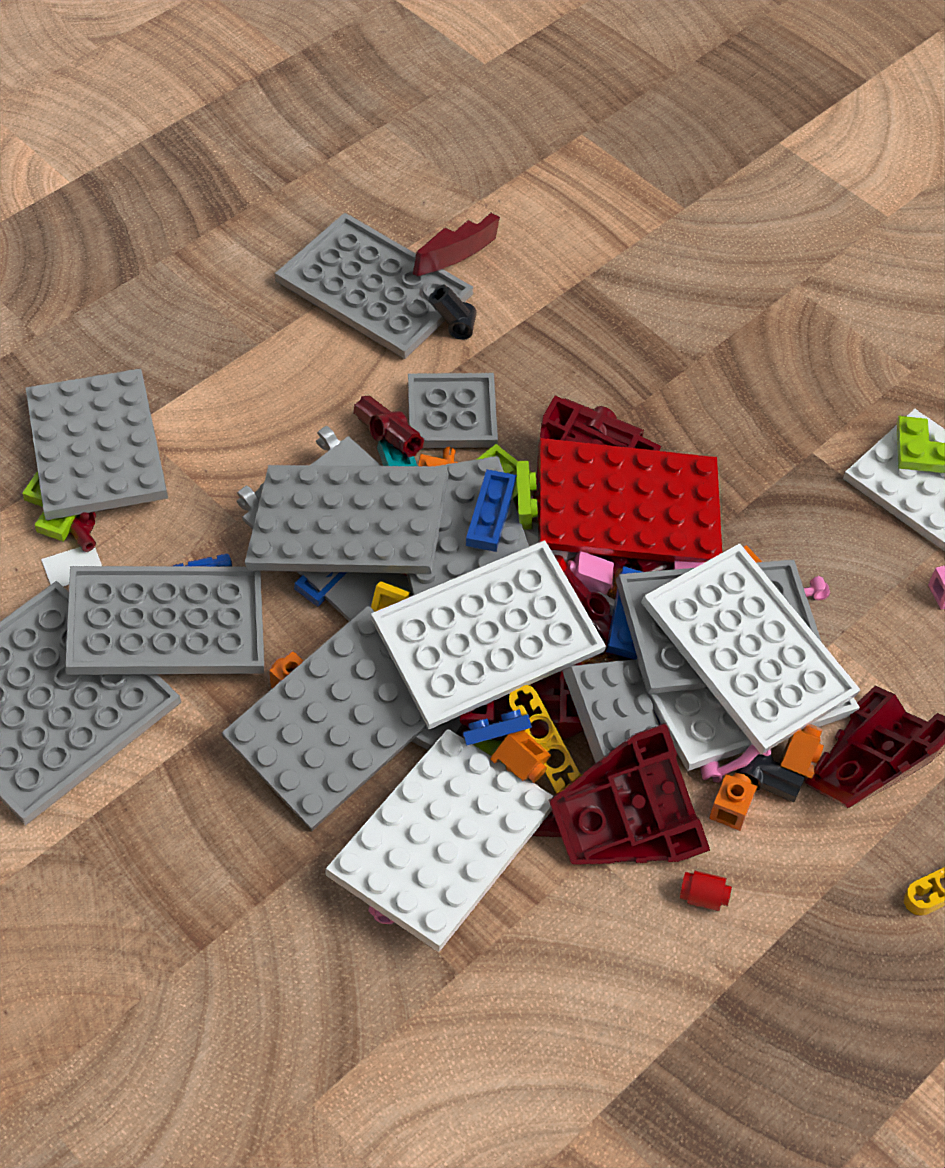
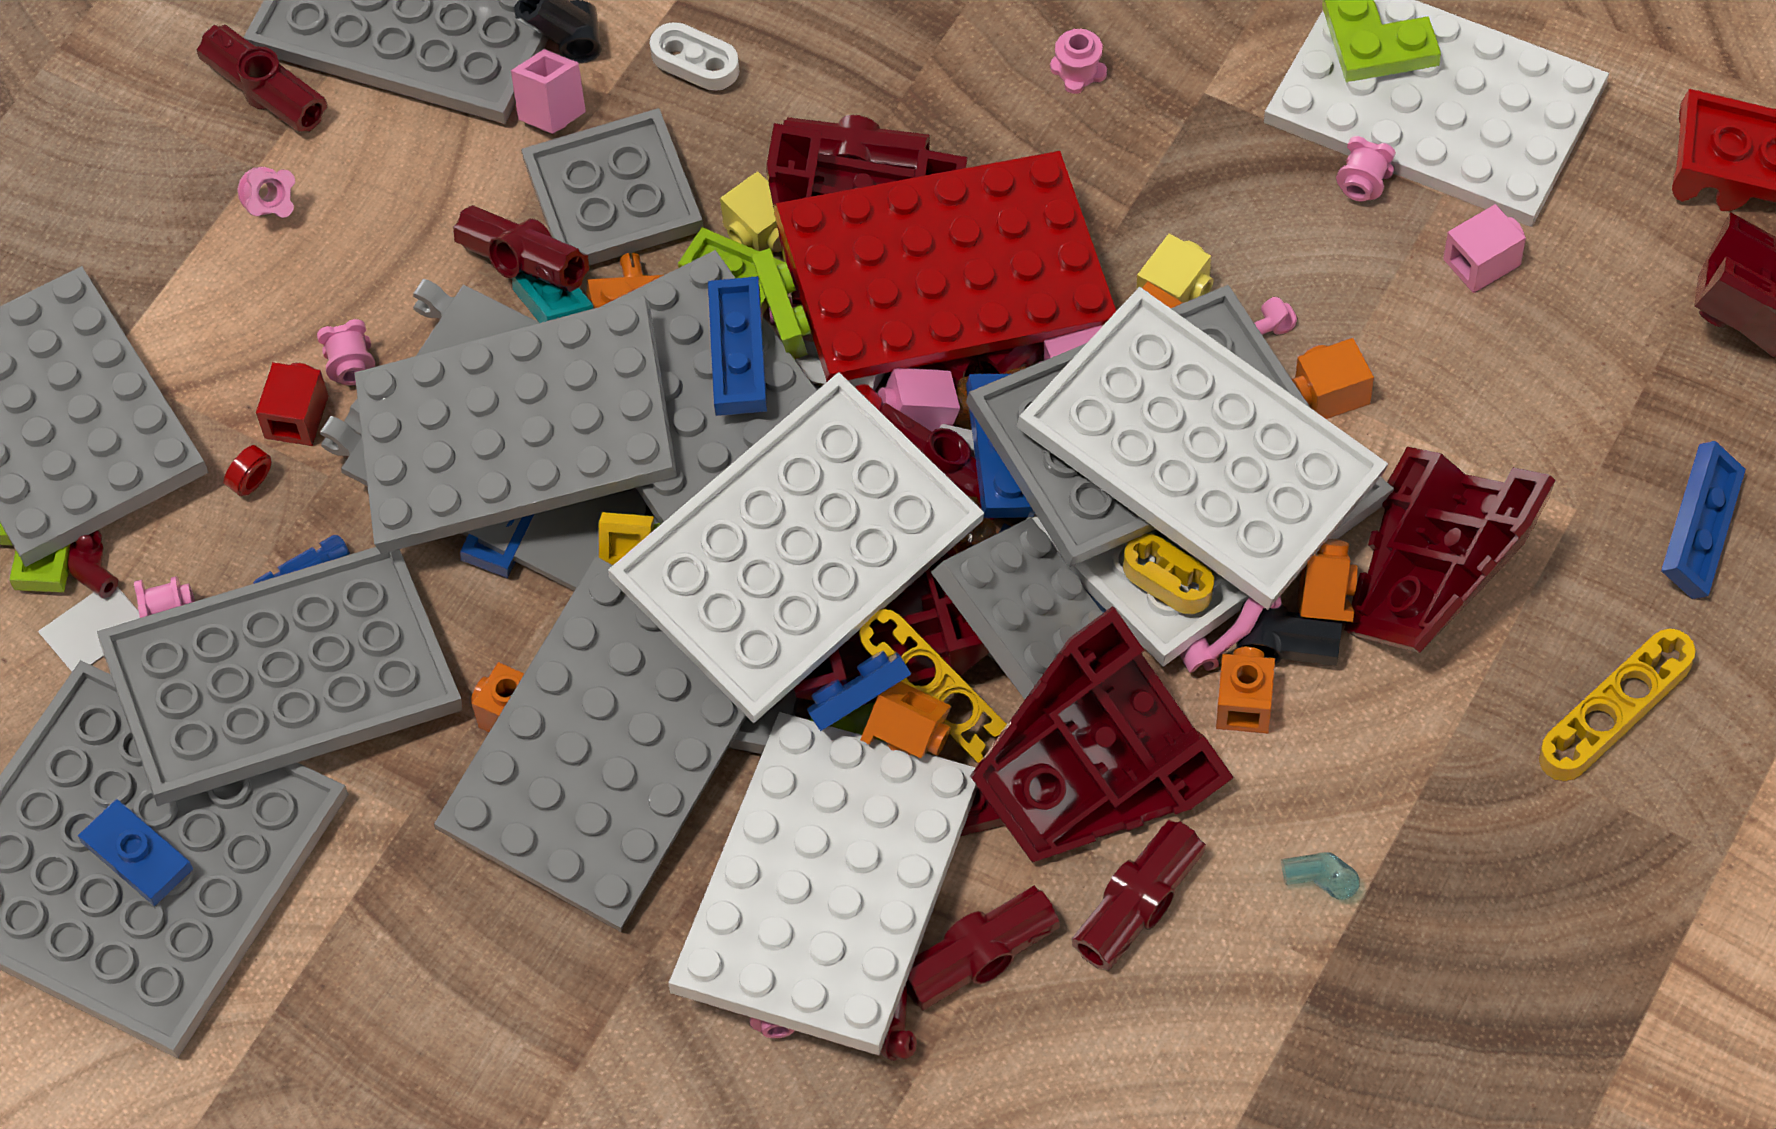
camera: 10 degrees left, 5 degrees up
(44, 697) = (135, 852): none -> blue plate
(115, 558) = (162, 597): none -> bright pink brick
(191, 504) = (248, 470): none -> red tile
(229, 474) = (292, 403): none -> red brick
(262, 364) = (278, 195): none -> bright pink brick
(270, 453) = (346, 351): none -> bright pink brick
(277, 297) = (262, 78): none -> dark red piece
(433, 346) = (548, 91): none -> bright pink brick
(454, 948) = (898, 1041): none -> dark red arm
(523, 906) = (980, 947): none -> dark red piece
(525, 443) = (750, 214): none -> light yellow brick
(526, 354) = (697, 58): none -> white plate
(630, 904) = (1138, 895): none -> dark red piece
(705, 890) = (1244, 840): red brick -> none
(707, 716) = (1168, 573): none -> yellow beam
(743, 413) = (1078, 60): none -> bright pink brick
(750, 924) = (1323, 870): none -> clear light blue arm
(767, 543) = (1178, 269): none -> light yellow brick
(842, 633) = (1334, 378): none -> orange brick
(896, 520) = (1365, 169): none -> bright pink brick

